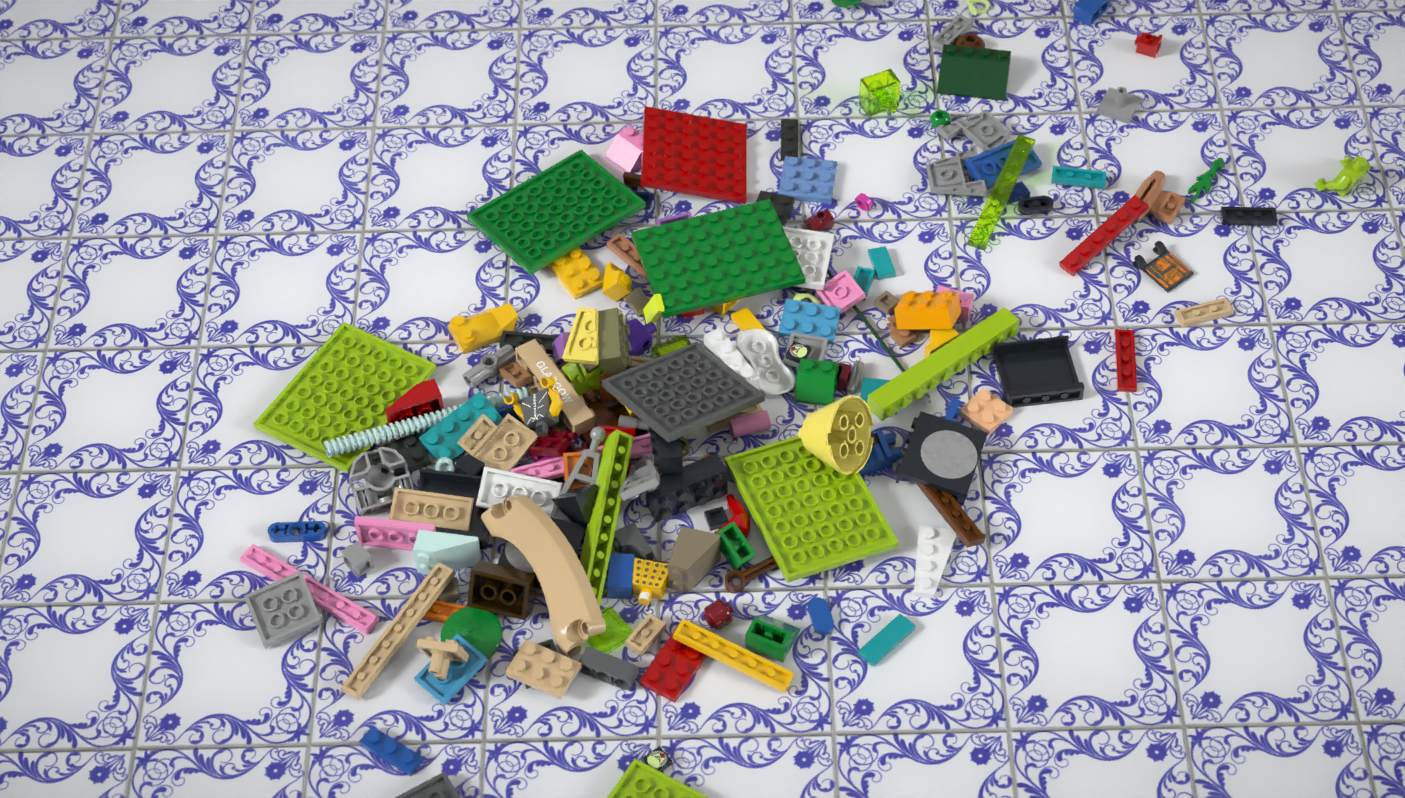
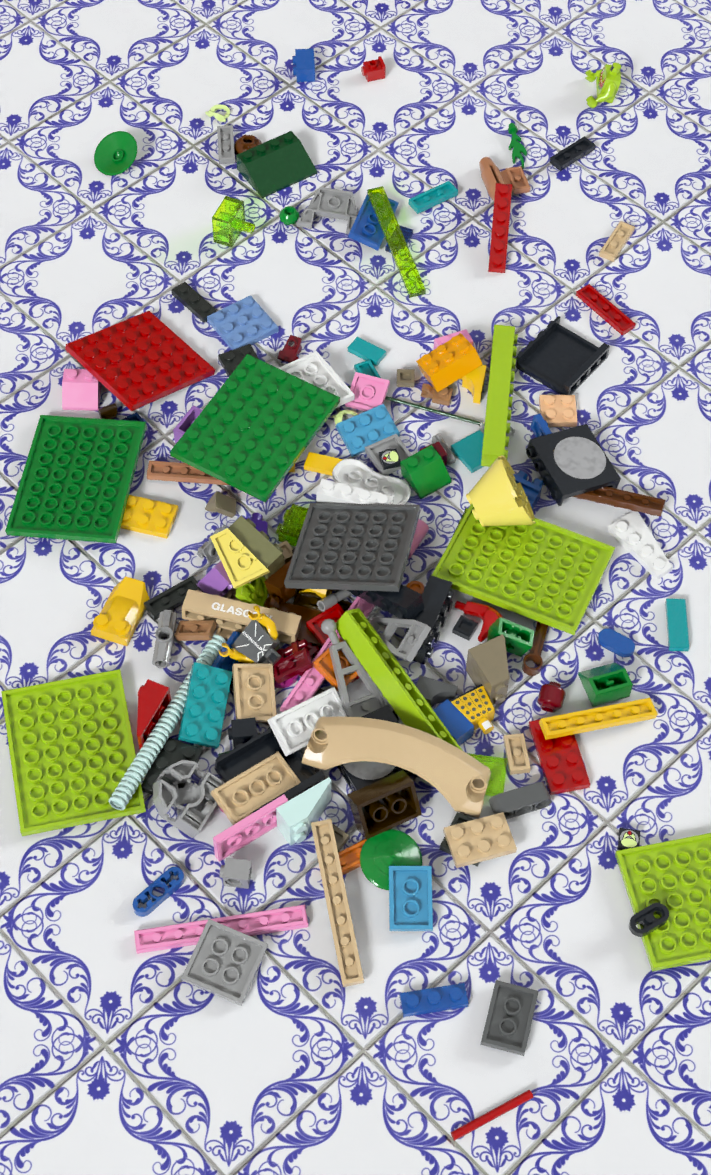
camera: 45 degrees left, 5 degrees up
(441, 655) = (405, 891): tan plate -> none
(444, 464) = (221, 744): light aqua tile -> none
(477, 434) = (227, 699): tan plate -> none
(577, 503) = (366, 692): black slope -> none
(616, 282) = (193, 502): yellow arch -> none
(654, 309) = (249, 501): neon yellow tile -> none
(863, 202) = (305, 313): dark pink tile -> none
(947, 176) = (347, 256): light grey wing -> none
(1035, 205) = (427, 237): black plate -> none
(1119, 105) = (400, 127): light grey tile -> none
(1165, 269) = (558, 226): flag -> none

